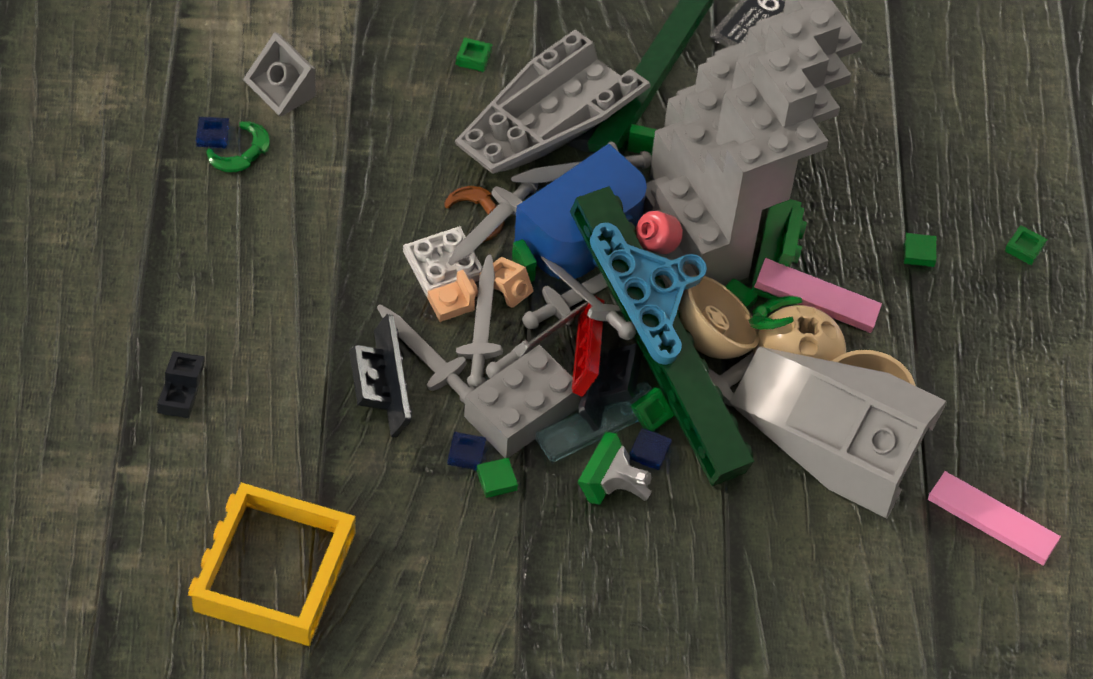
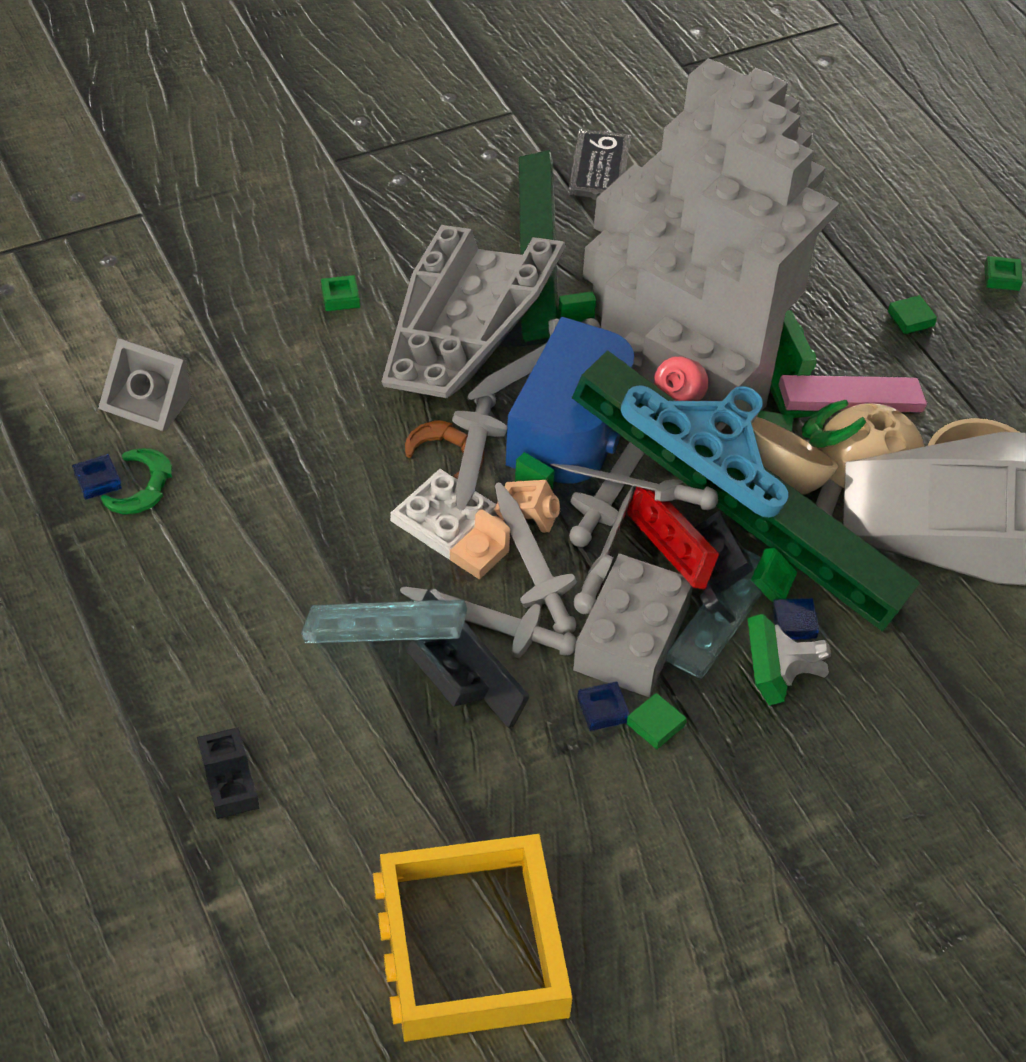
camera: 25 degrees left, 5 degrees down
(344, 324) = (385, 621): none -> clear light blue tile

